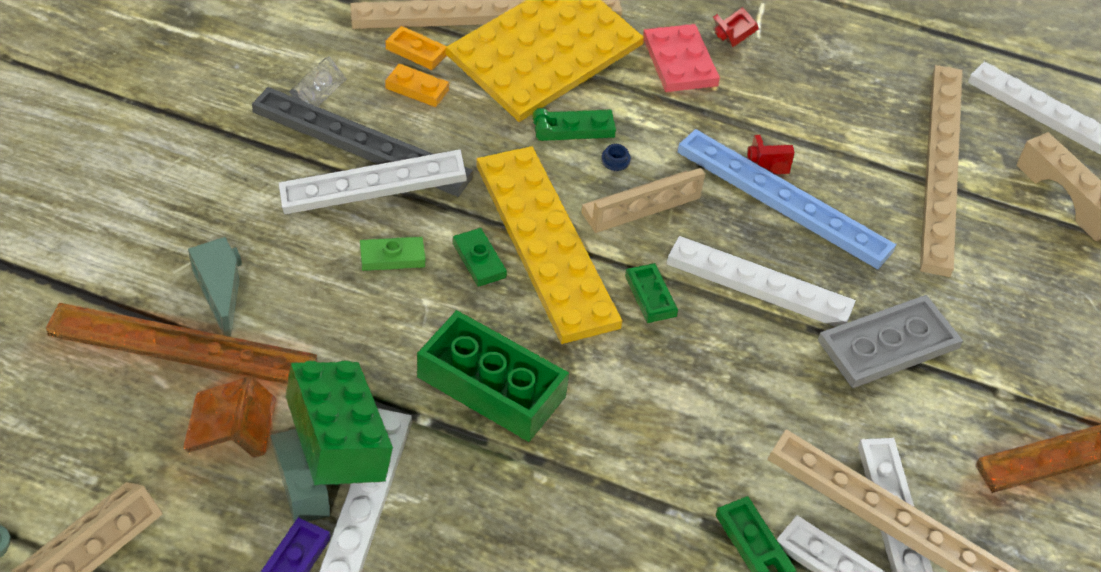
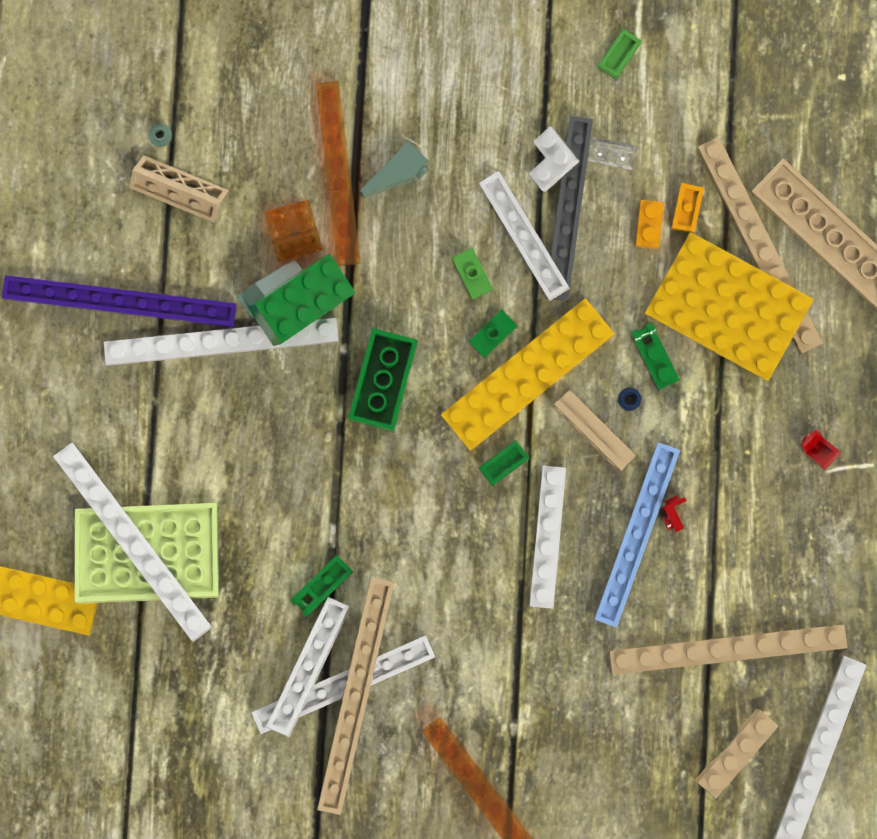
camera: 75 degrees right, 35 degrees up
(206, 52) = (619, 54): none -> bright green tile
(296, 127) = (557, 160): none -> white plate
(680, 58) = (769, 415): coral plate -> none
(889, 341) = (524, 640): light grey plate -> none

